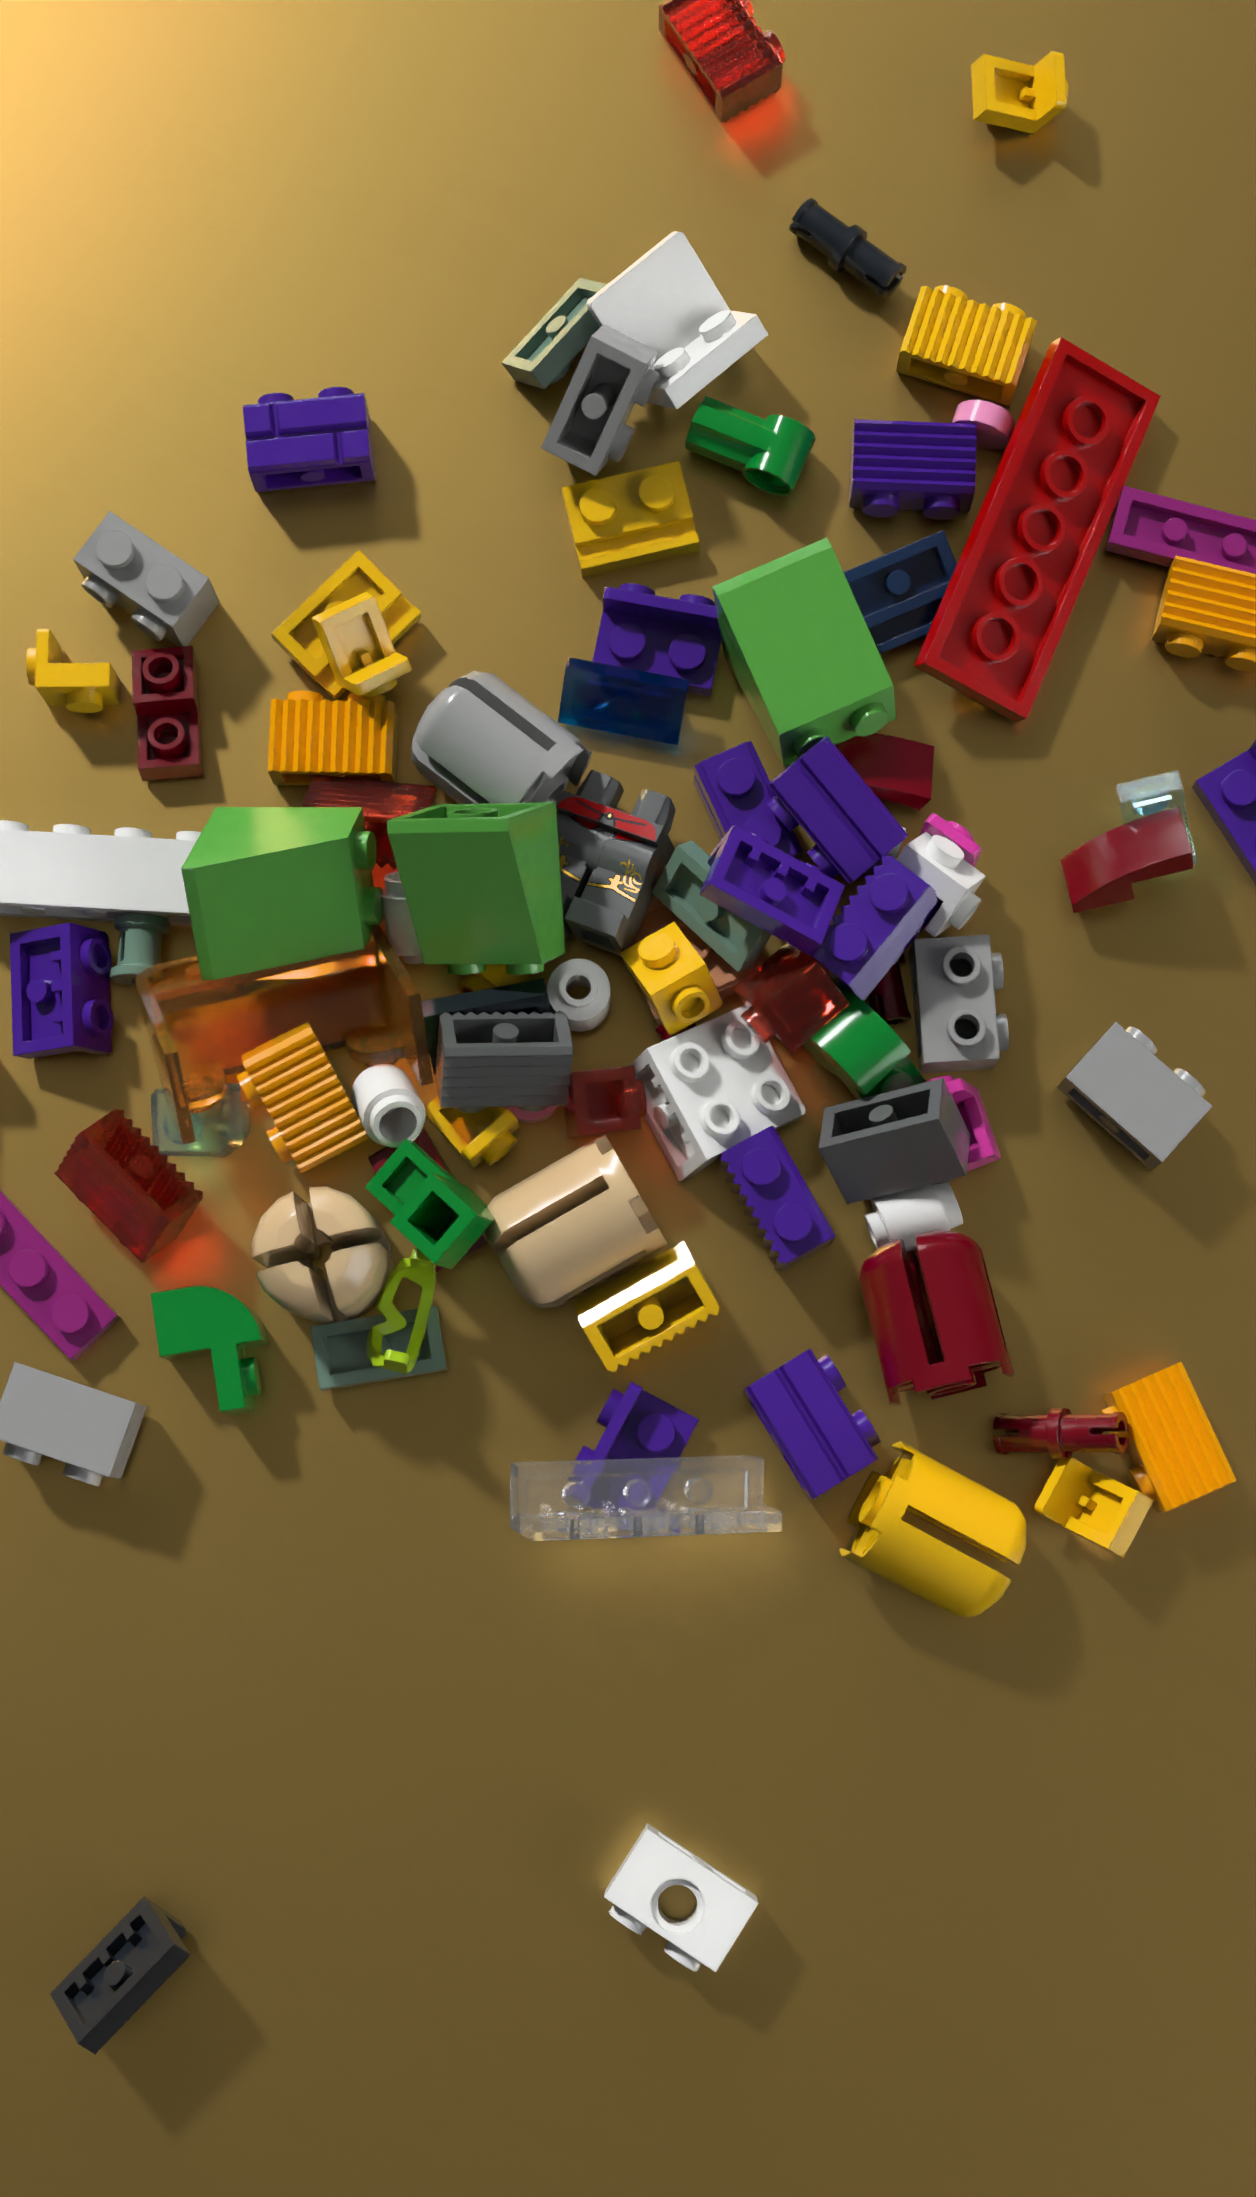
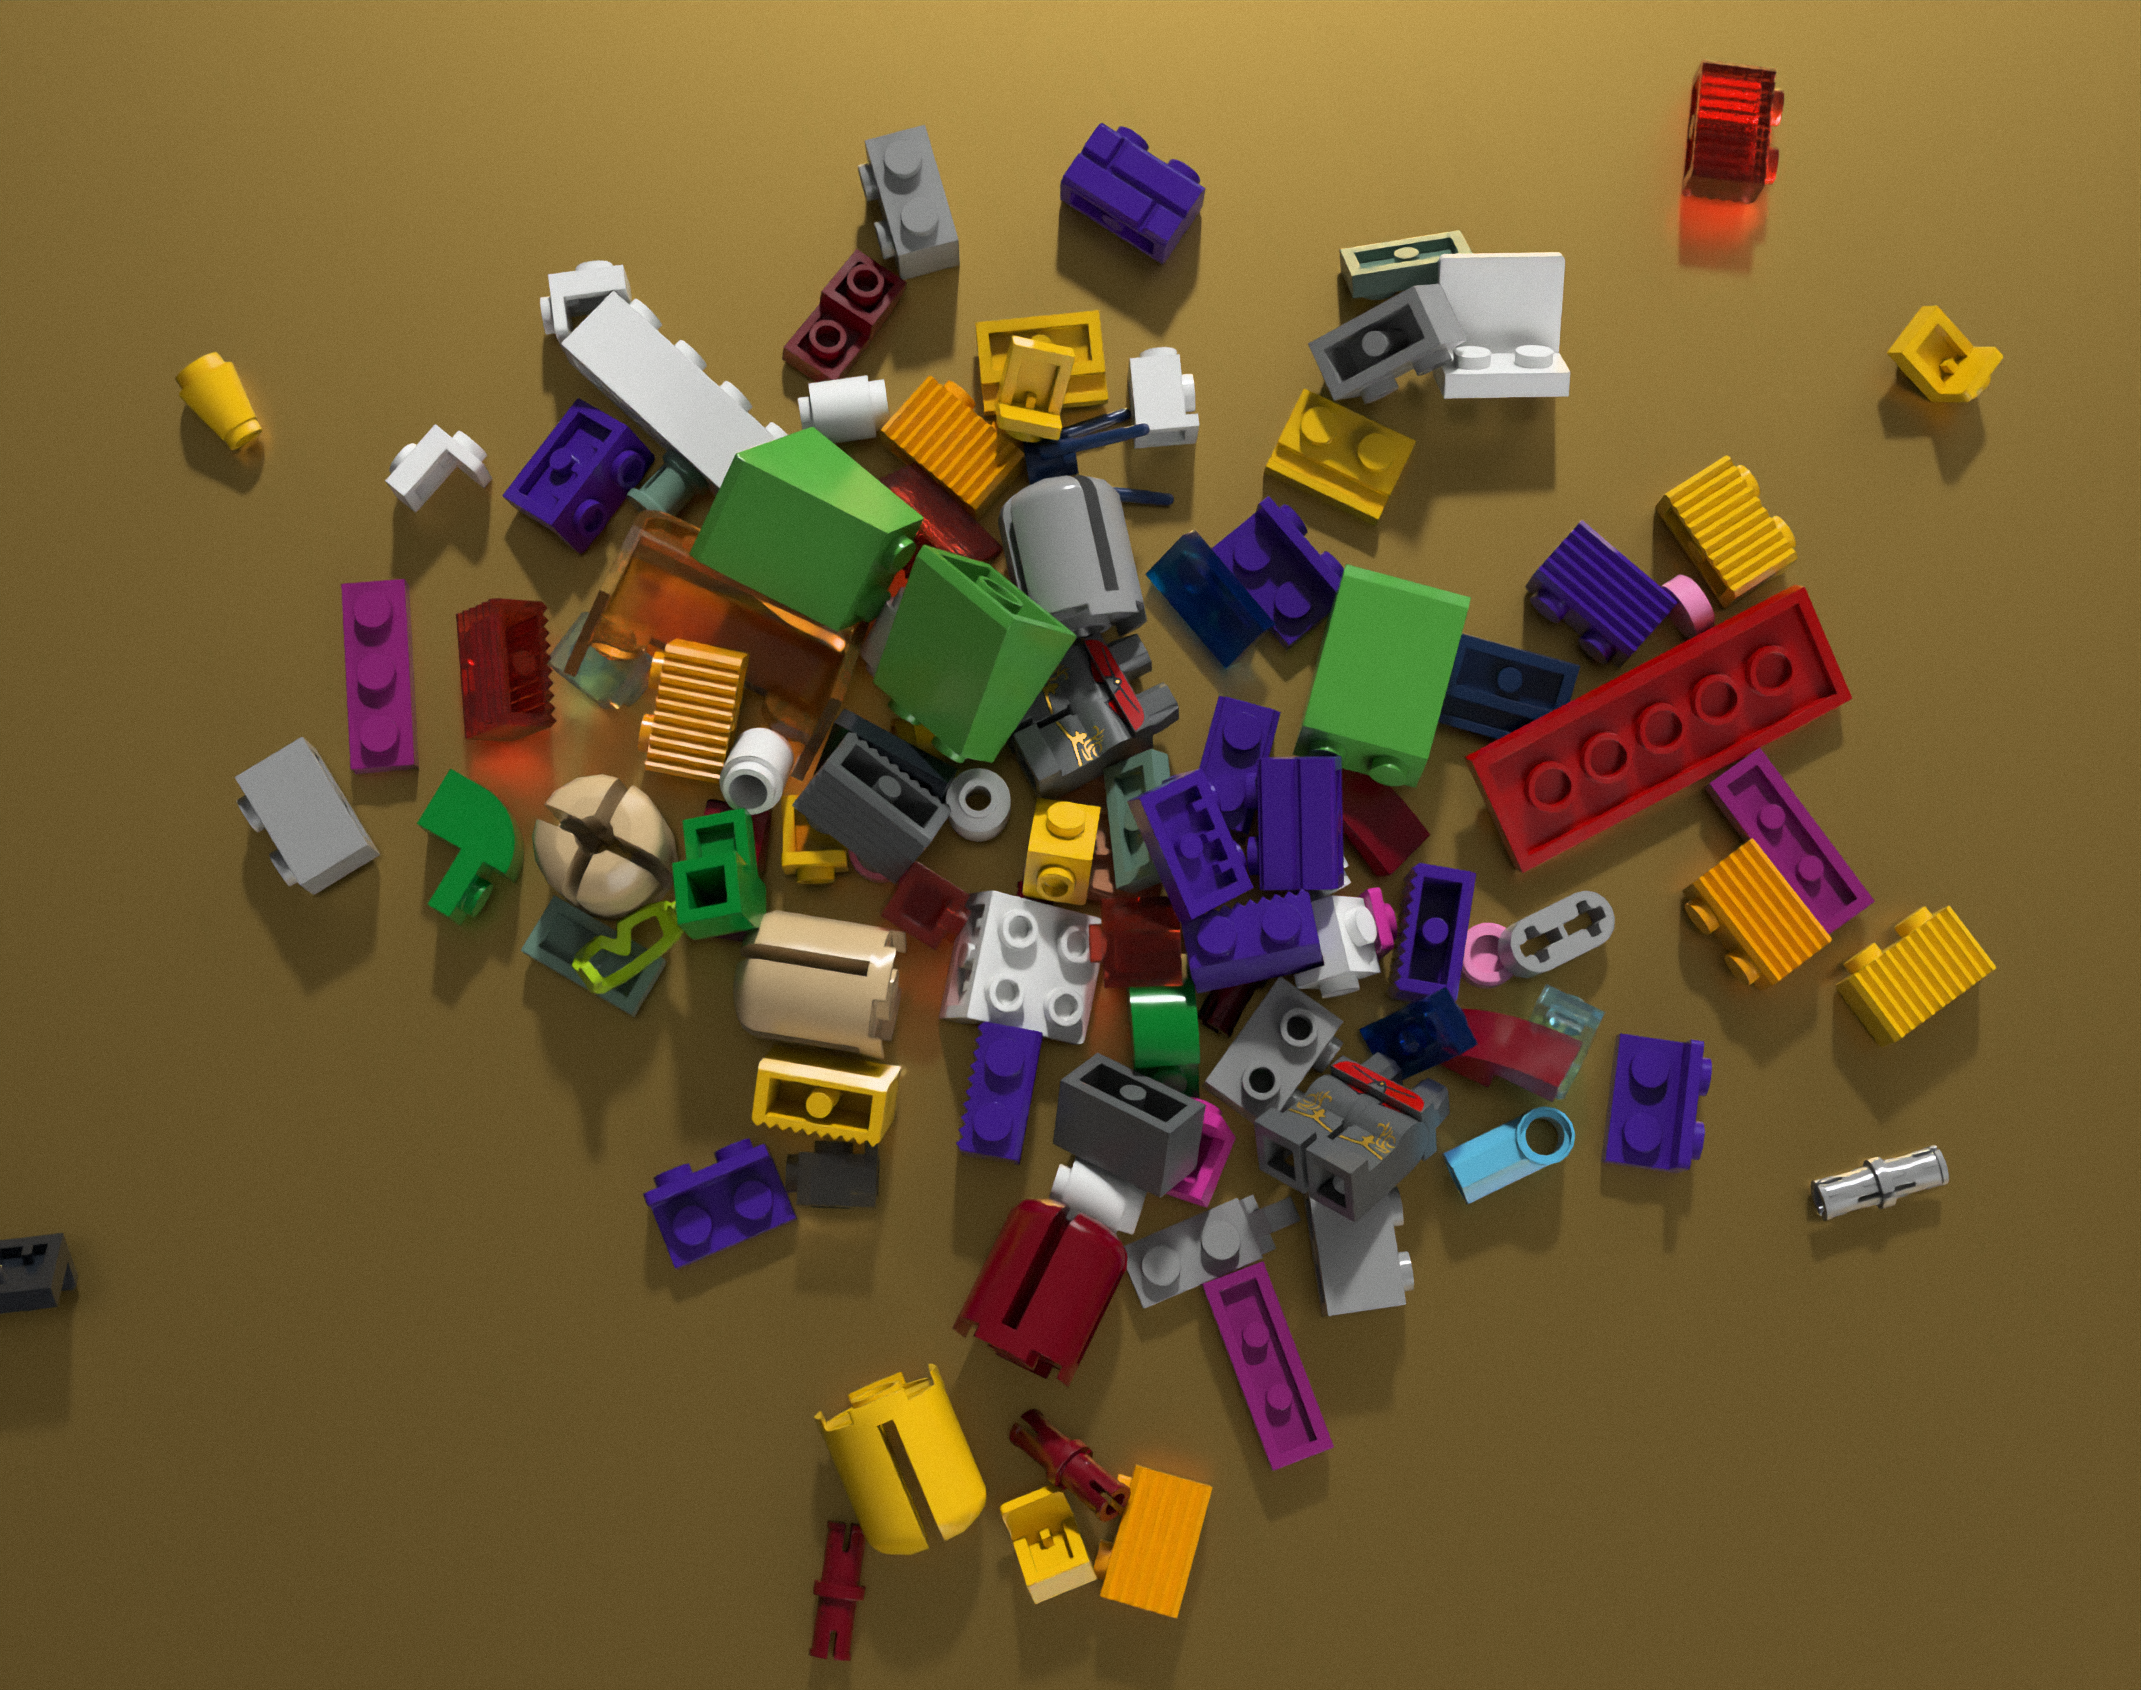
camera: 30 degrees right, 0 degrees up
(75, 685) = (790, 243): yellow bracket -> none
(225, 776) = (845, 408): none -> white brick
(420, 685) = (1059, 458): none -> dark blue plant
(461, 581) = (1161, 399): none -> white brick
(640, 1498) = (694, 1241): clear fence -> none
(703, 1363) = (835, 1176): none -> clear smoke brick
(720, 1907) = (497, 1609): white brick -> none
(765, 450) = (1492, 487): green piece -> none
(812, 1423) = (881, 1294): dark purple brick -> none
(847, 248) = (1696, 376): black pin -> none
(964, 1673) = (838, 1591): none -> dark red pin
(1000, 818) = (1431, 932): none -> dark purple brick
(1023, 1189) = (1204, 1247): none -> light grey hinge
(1049, 803) = (1481, 957): none -> bright pink tile
(1054, 900) = (1421, 1033): none -> clear blue plate
(1064, 1006) = (1355, 1130): none -> dark grey hips
(1100, 749) = (1562, 946): none -> light grey beam
(1143, 1239) = (1267, 1366): none -> magenta plate
(1188, 937) = (1504, 1155): none -> medium azure piece

